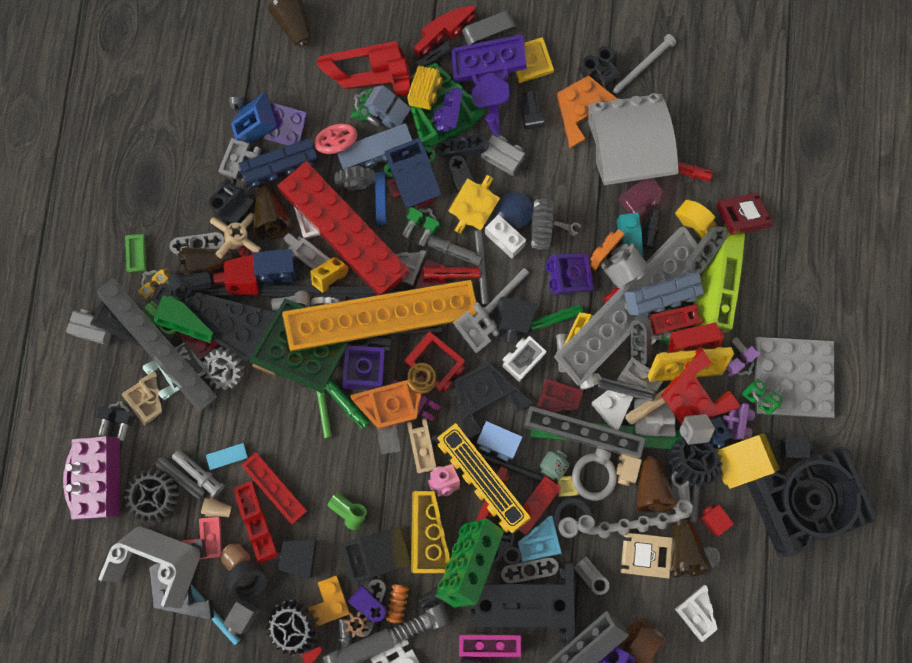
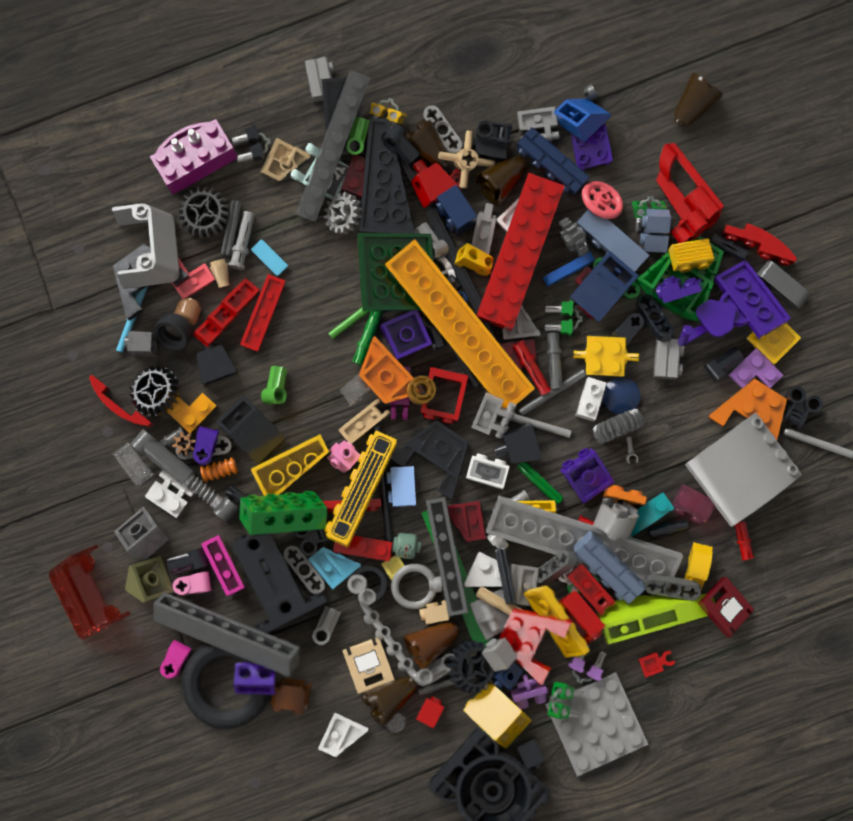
camera: 60 degrees right, 5 degrees up
(136, 253) = (406, 80): bright green tile -> none
(178, 317) = (365, 152): green slope -> none
(548, 85) = (756, 365): none -> medium lavender plate
(764, 301) = (653, 664): none -> red plate

